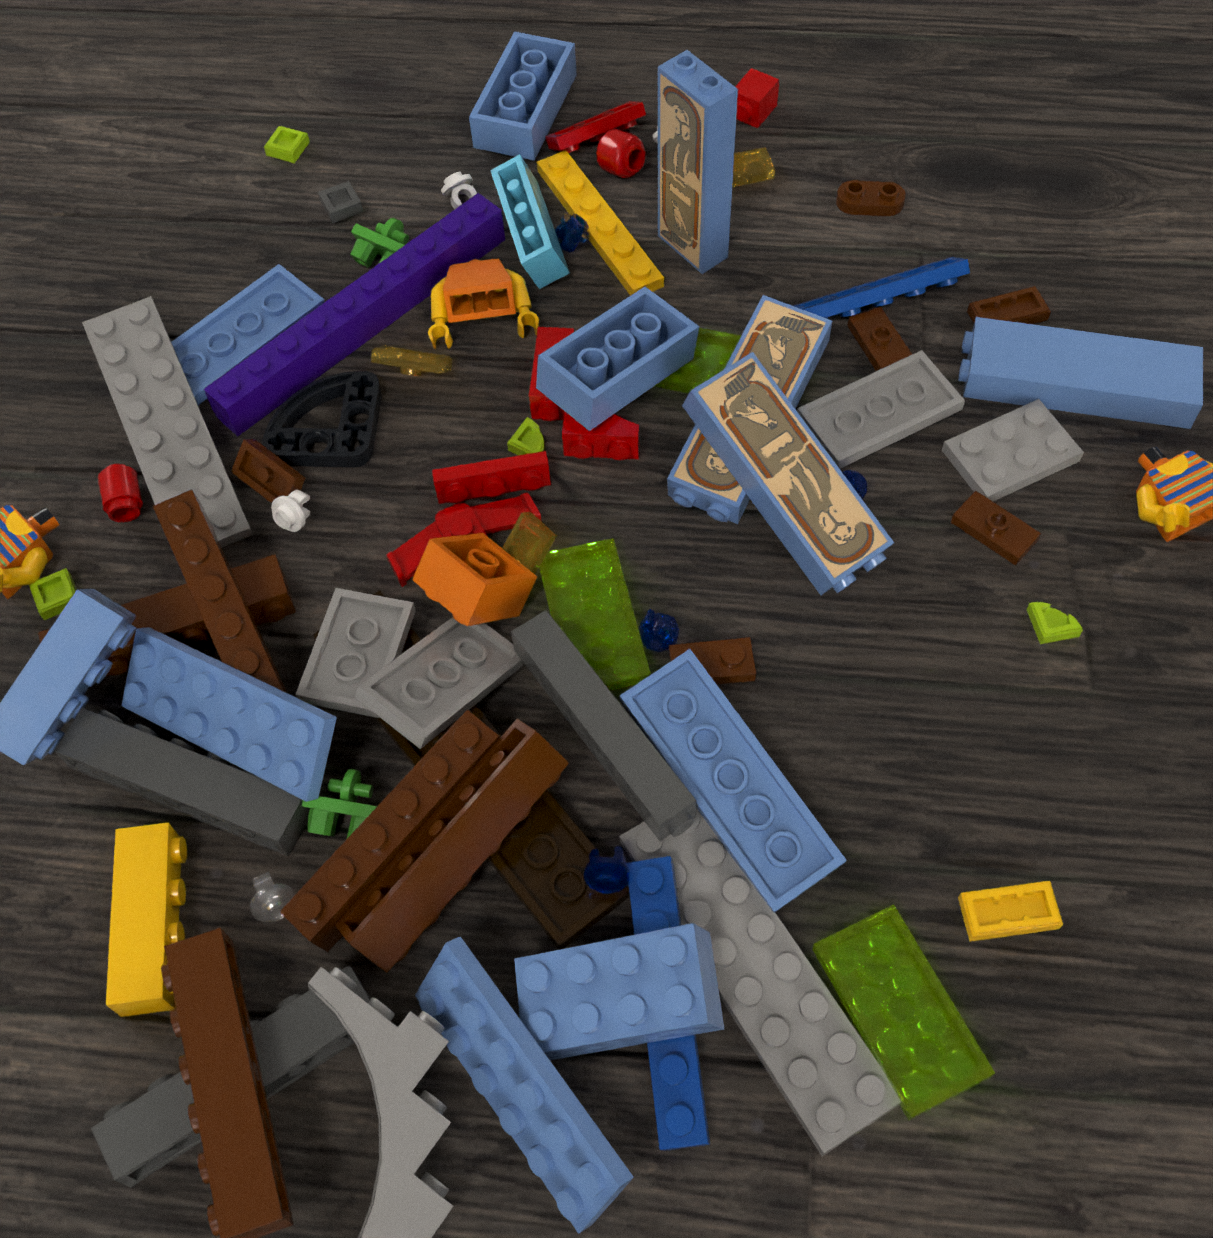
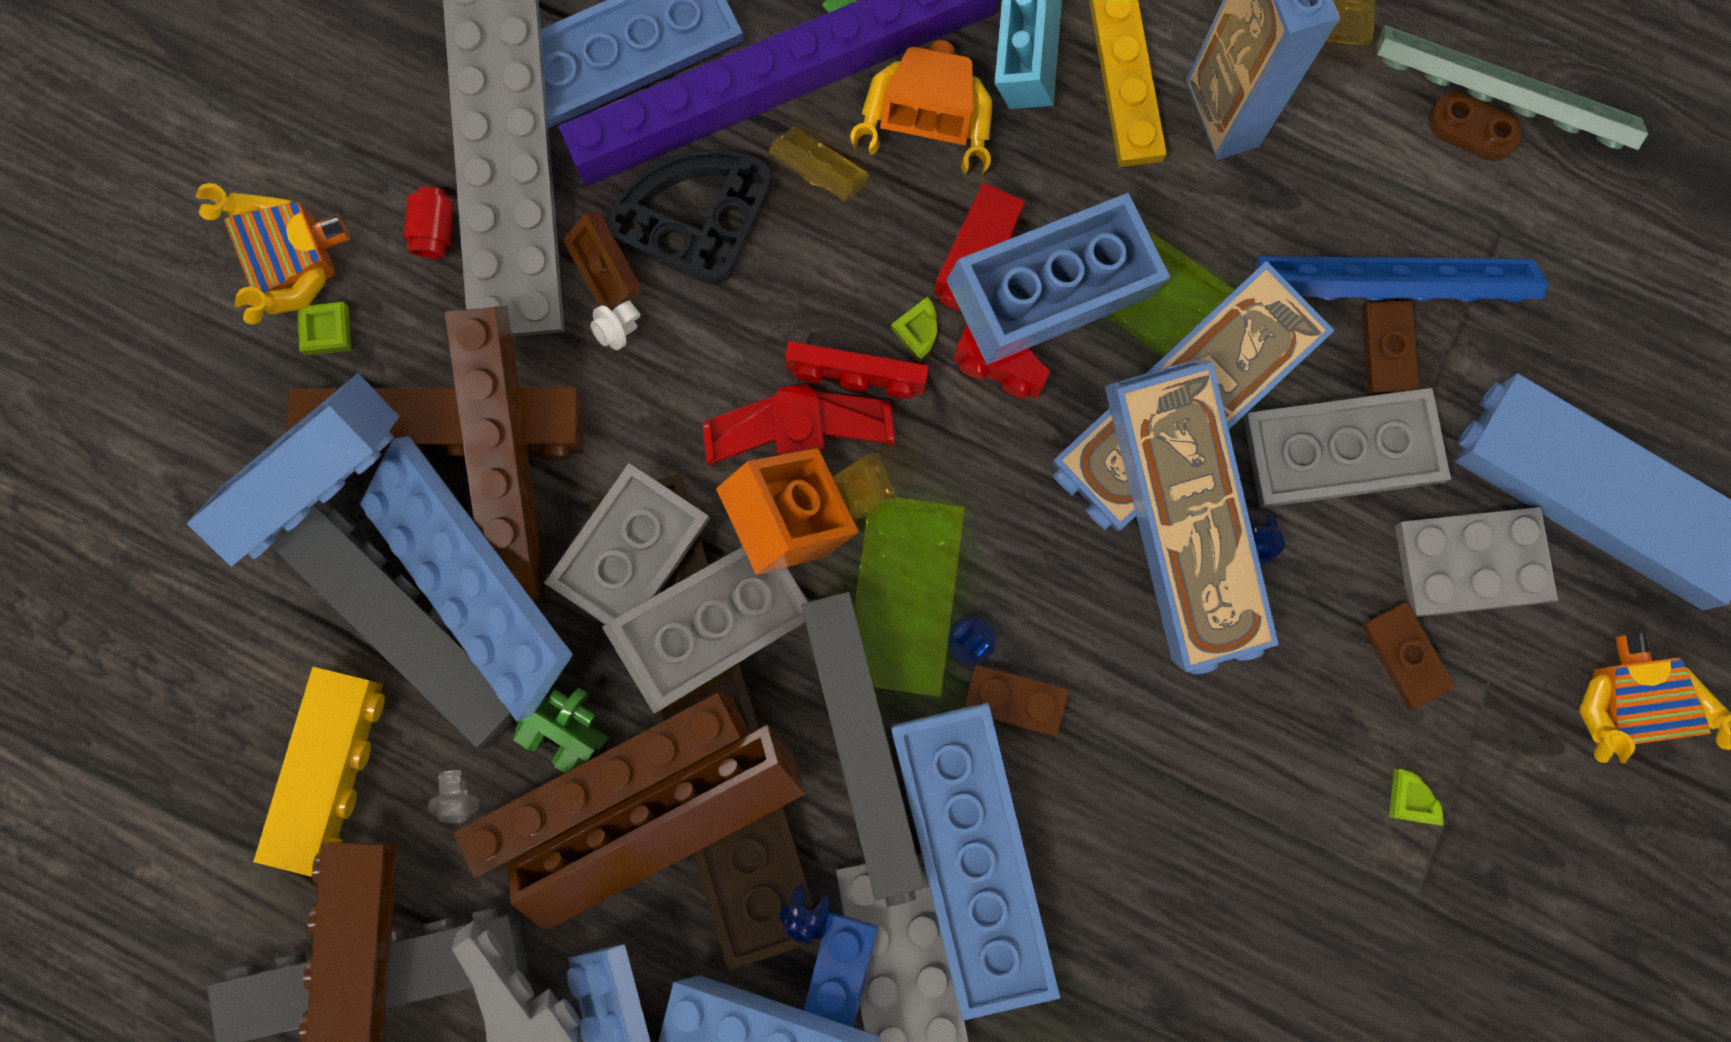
camera: 15 degrees right, 20 degrees up
(571, 231) = (1085, 41): clear blue plate -> none
(895, 167) = (1523, 93): none -> sand green plate
(1017, 306) = (1567, 367): reddish brown plate -> none

